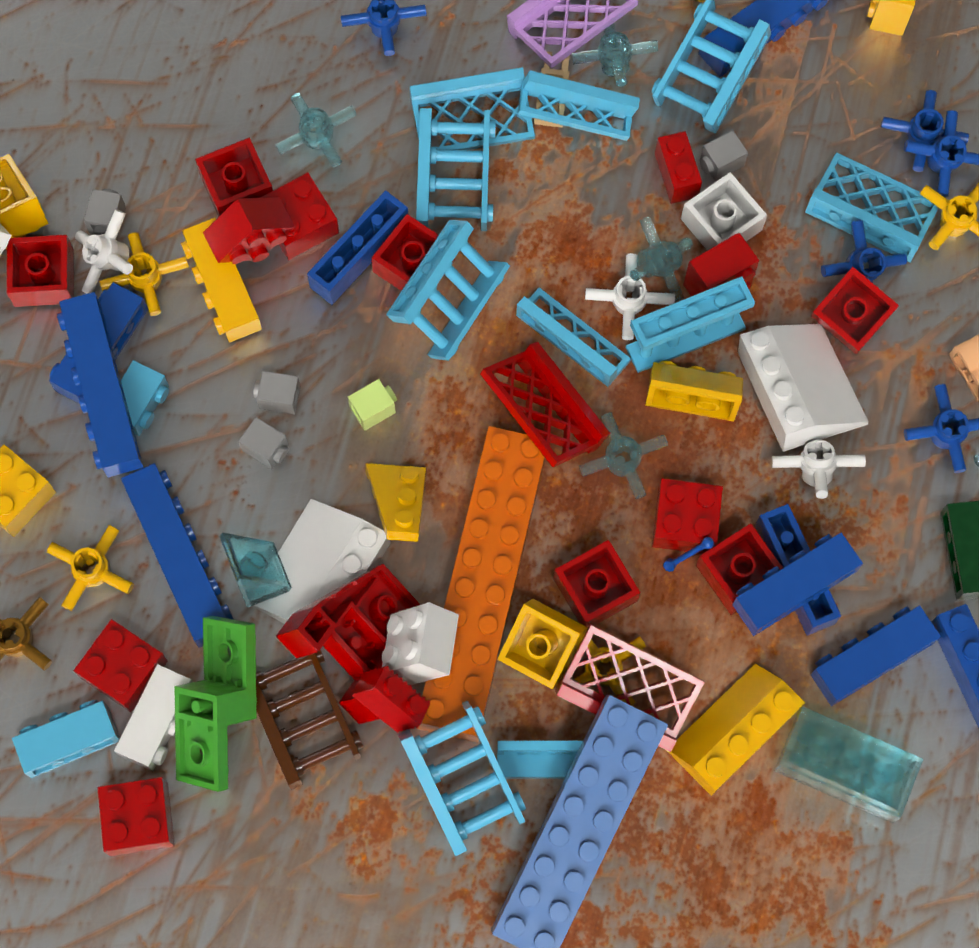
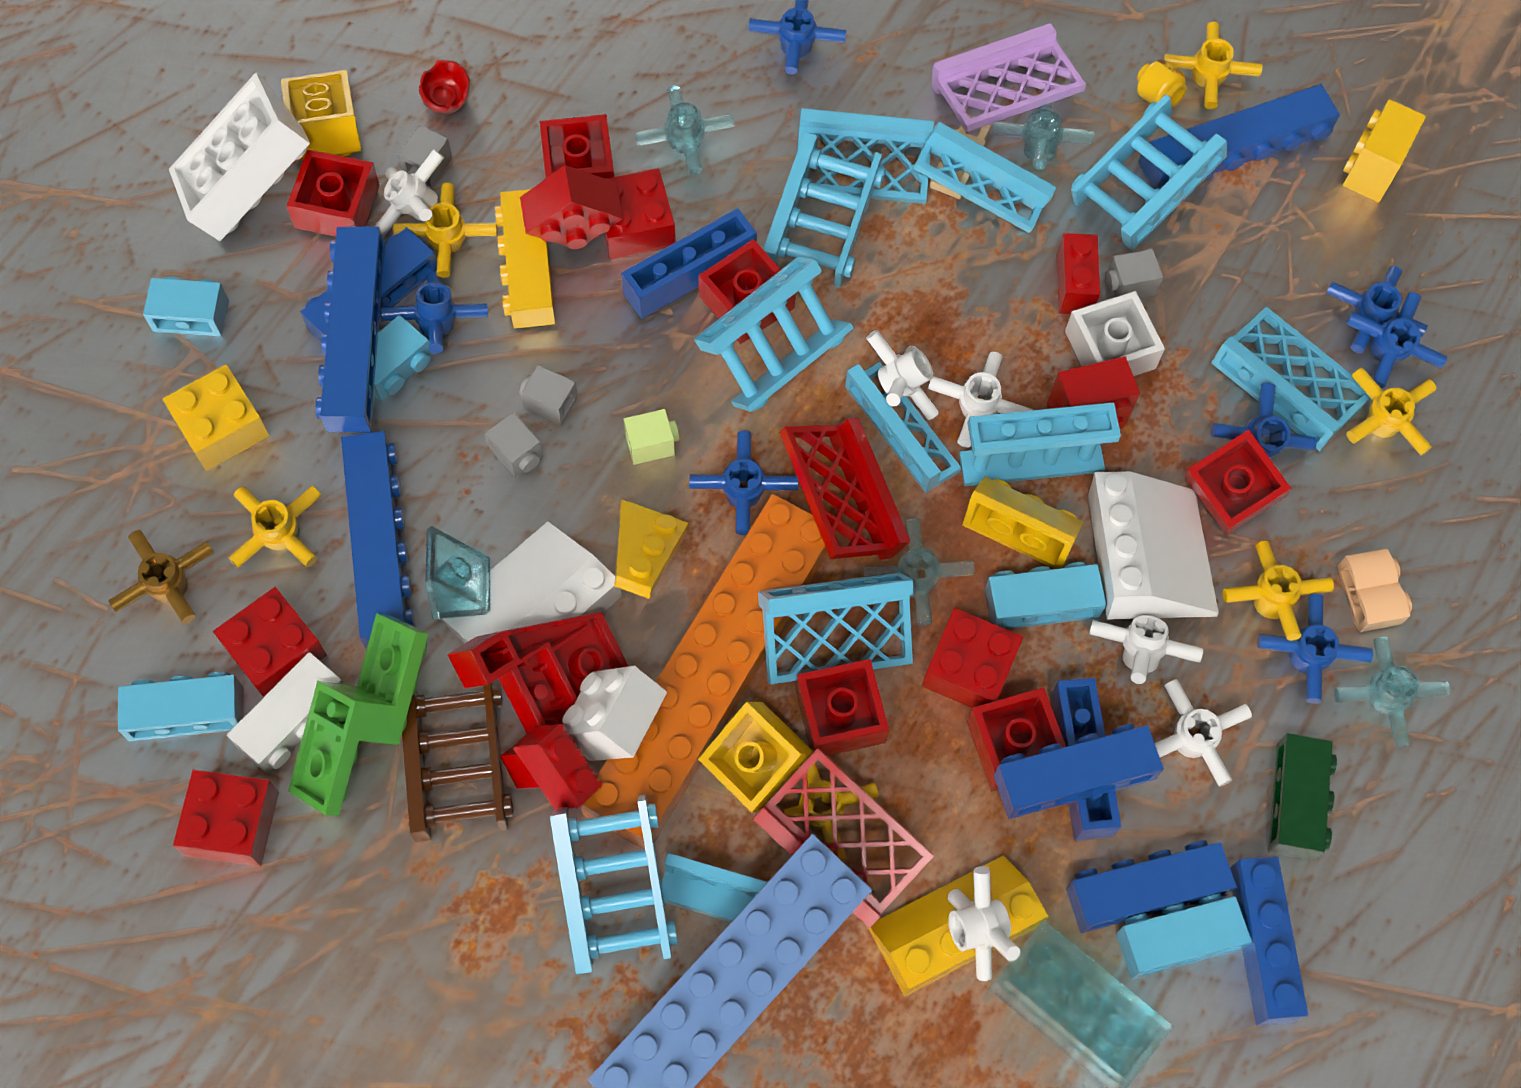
camera: 15 degrees right, 5 degrees down
(101, 148) = (445, 87): none -> red hair
(160, 348) = (435, 311): none -> blue bar
(458, 411) = (743, 470): none -> blue bar
(563, 294) = (904, 374): none -> white bar
(572, 495) = (841, 596): none -> medium azure fence
(660, 258) = (1028, 364): clear light blue bar -> none
(670, 564) = (937, 711): blue hinge -> none
(728, 446) = (1045, 596): none -> medium azure brick
(758, 725) = (981, 924): none -> white bar
(886, 515) = (1211, 729): none -> white bar
(909, 390) = (1277, 591): none -> yellow bar
(909, 685) = (1182, 935): none -> medium azure brick

